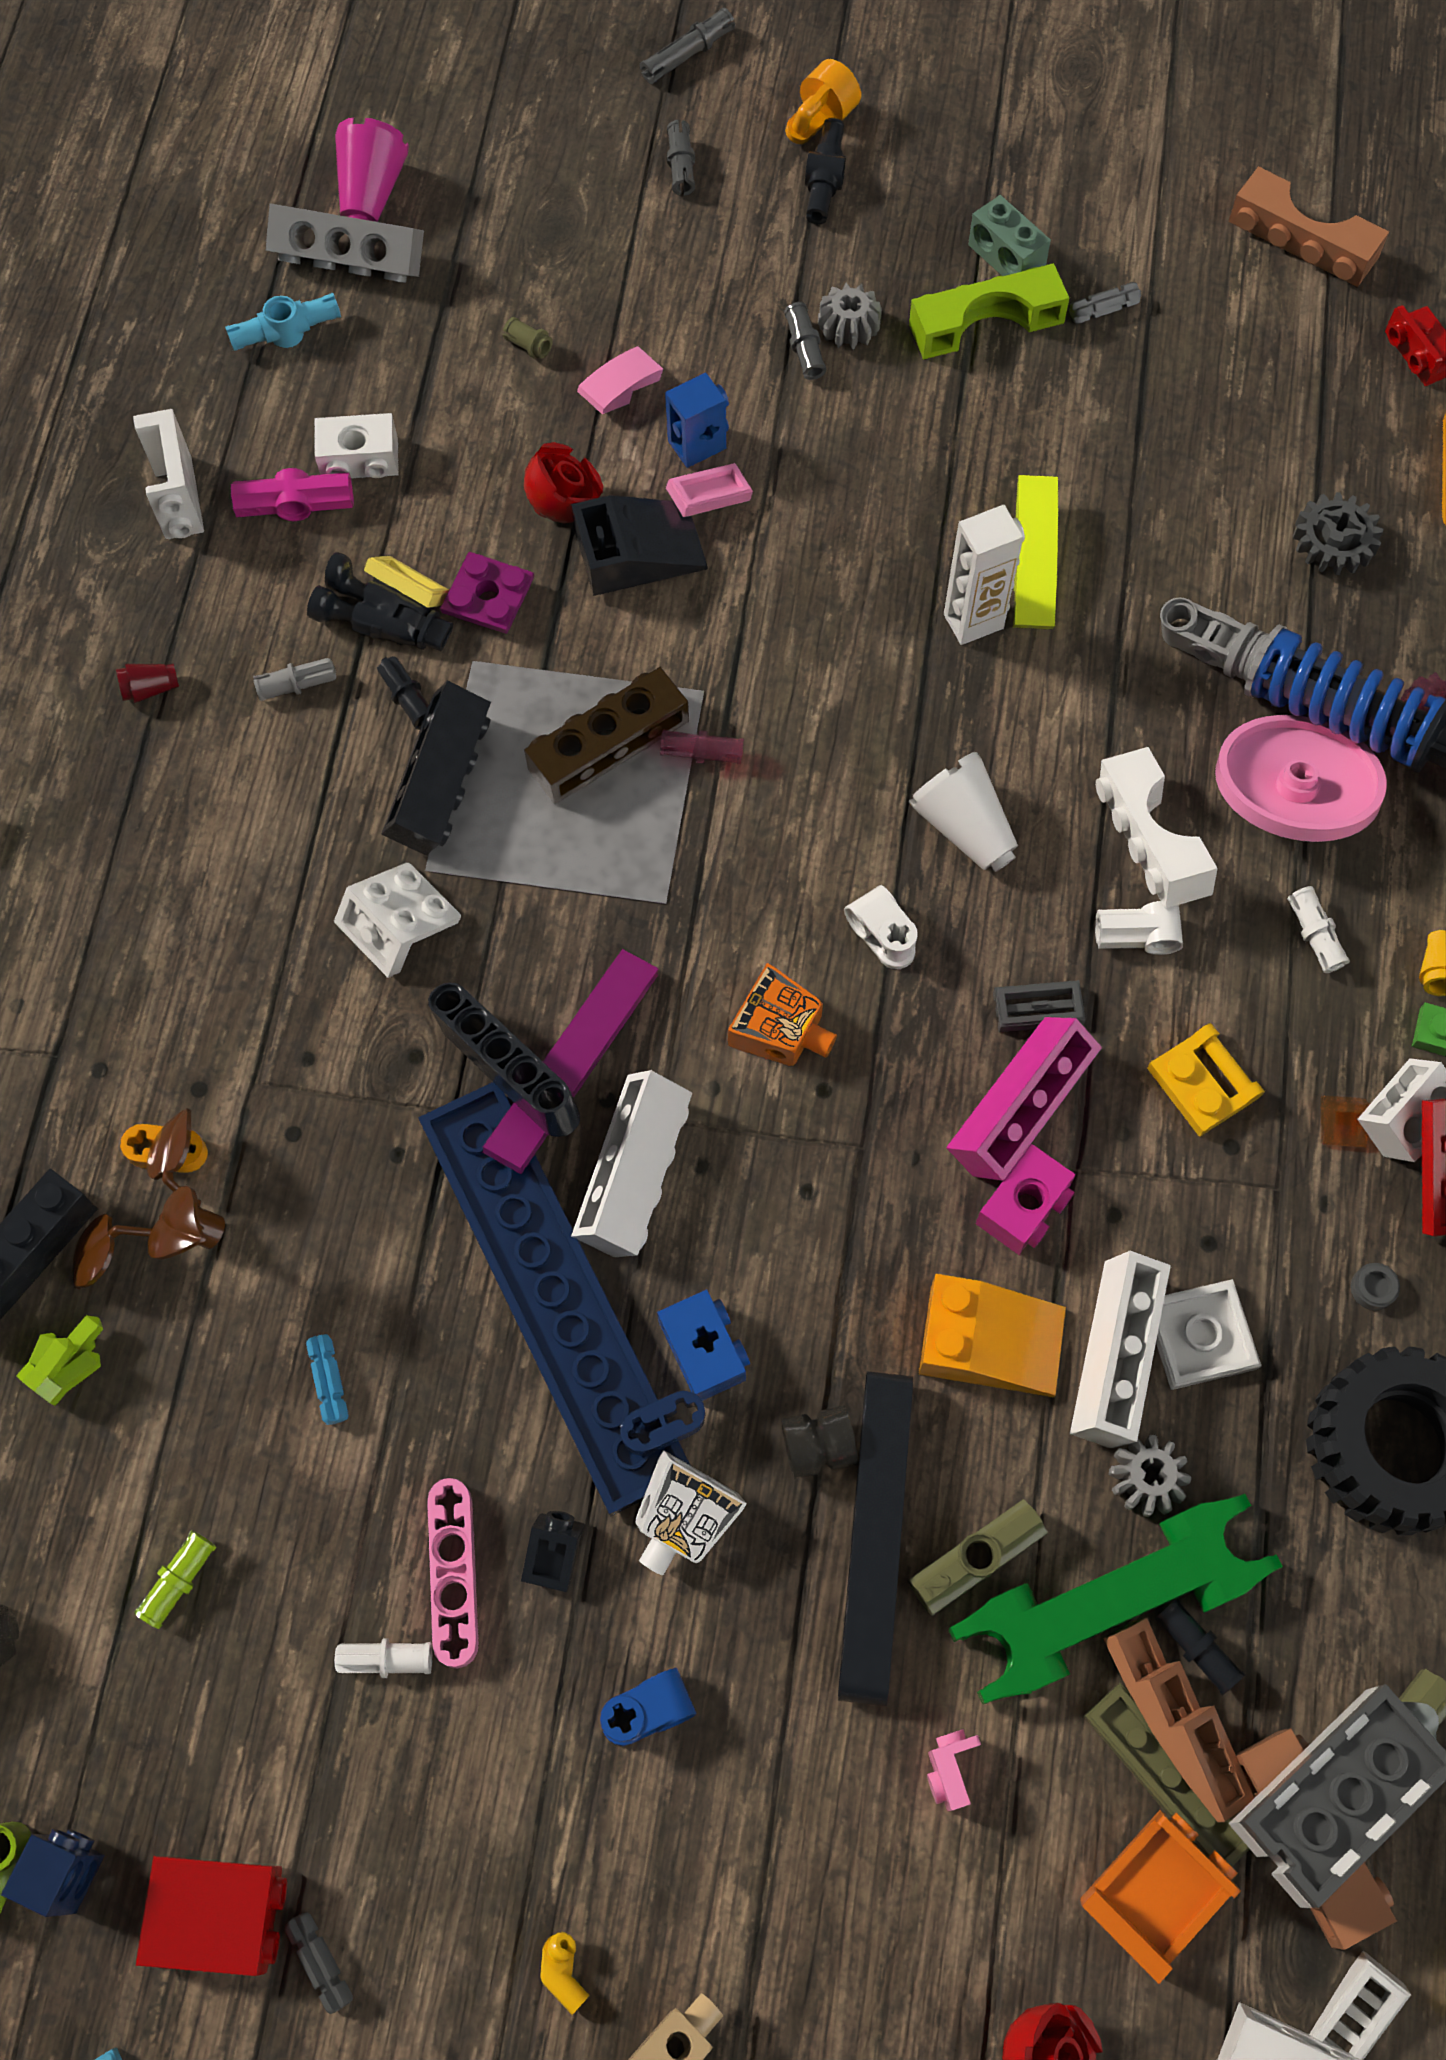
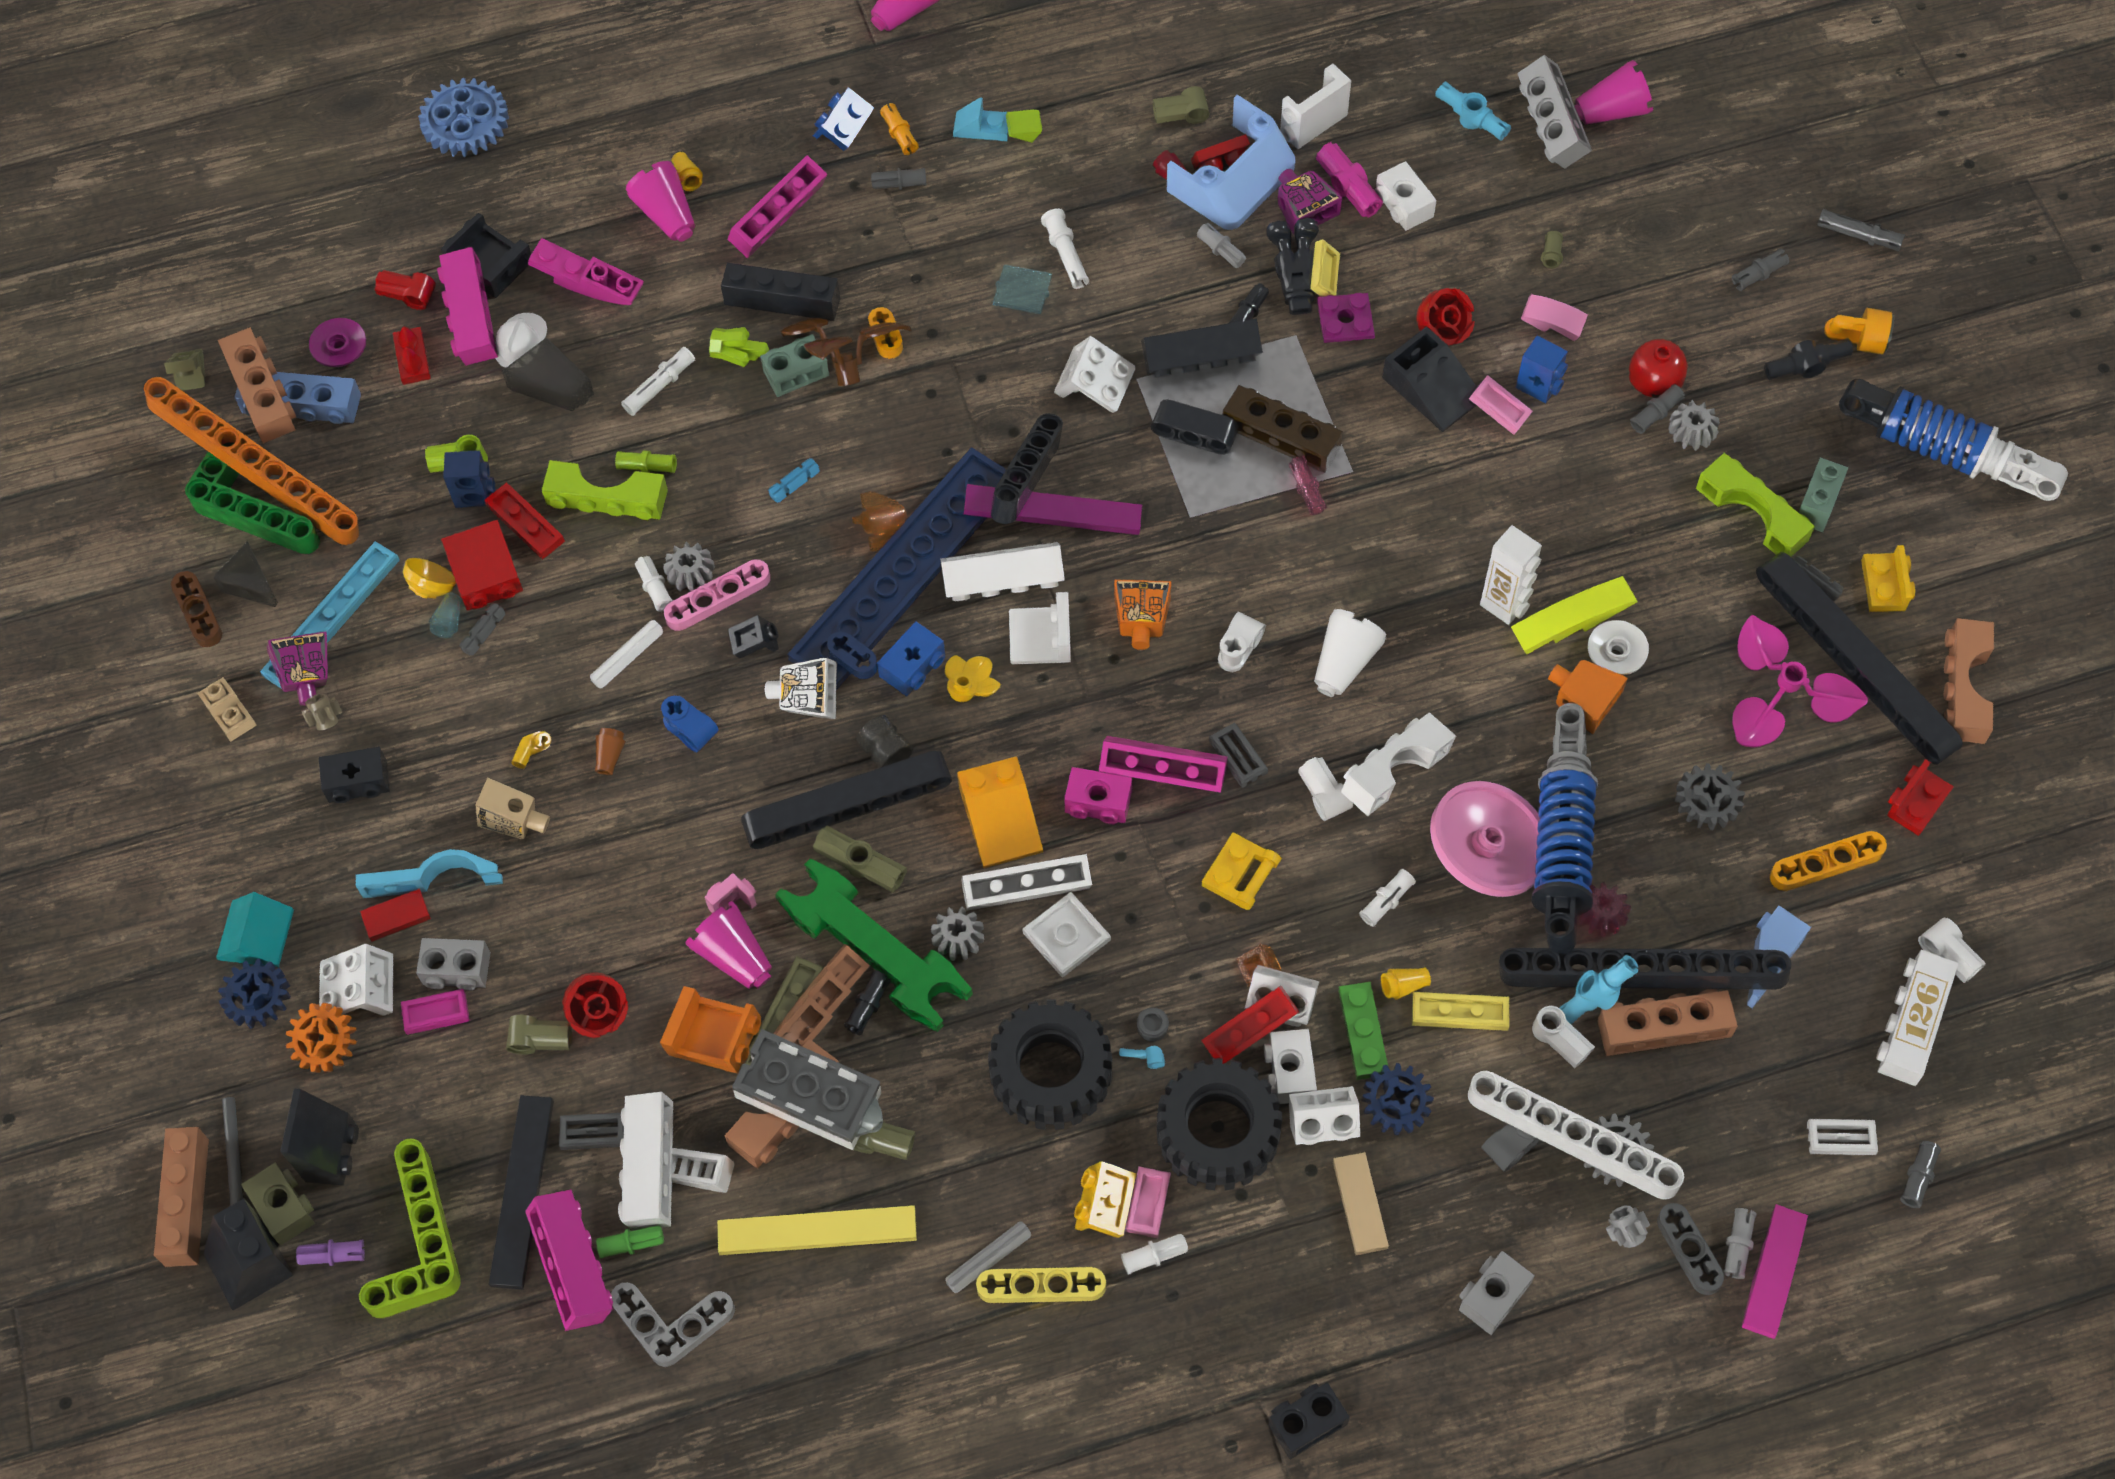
camera: 65 degrees right, 5 degrees down
(49, 1501) = (666, 373): none -> white pin
(60, 617) = (1189, 106): none -> olive piece
(150, 1718) = (639, 496): none -> lime arch
(156, 1292) = (797, 370): none -> sand green brick
(160, 858) = (1061, 238): none -> white pin
(168, 1812) = (524, 521): none -> red plate
(173, 601) = (1227, 150): none -> red tile
(180, 2008) = (428, 578): none -> yellow piece
(203, 944) = (1022, 289): none -> clear light blue piece
(224, 641) = (1235, 194): none -> light blue windscreen
(266, 2012) = (446, 617): none -> clear light blue cone
(290, 553) = (1307, 198): none -> magenta torso
(376, 1584) = (688, 567): none -> light grey gear
(463, 1289) = (881, 518): none -> clear orange brick
(479, 1752) = (626, 654): none -> white axle
(545, 833) = (1195, 427): none -> black beam
(629, 1851) = (608, 749): none -> dark orange cone
(749, 1157) = (1040, 633): none -> white bracket
(751, 313) = (1657, 367): none -> red cylinder
(762, 1277) = (970, 678): none -> yellow plate
(1006, 93) = (1969, 445): none -> piece
(1041, 1806) = (732, 947): none -> dark pink cone
(1106, 517) = (1621, 637): none -> white dish
(1143, 584) = (1589, 687): none -> orange torso
(1144, 237) = (1888, 580): none -> yellow bracket
(1226, 311) = (1859, 658): none -> black beam
(1255, 360) = (1758, 723): none -> dark pink plant
(1424, 1305) = (1153, 1054): none -> medium azure hand

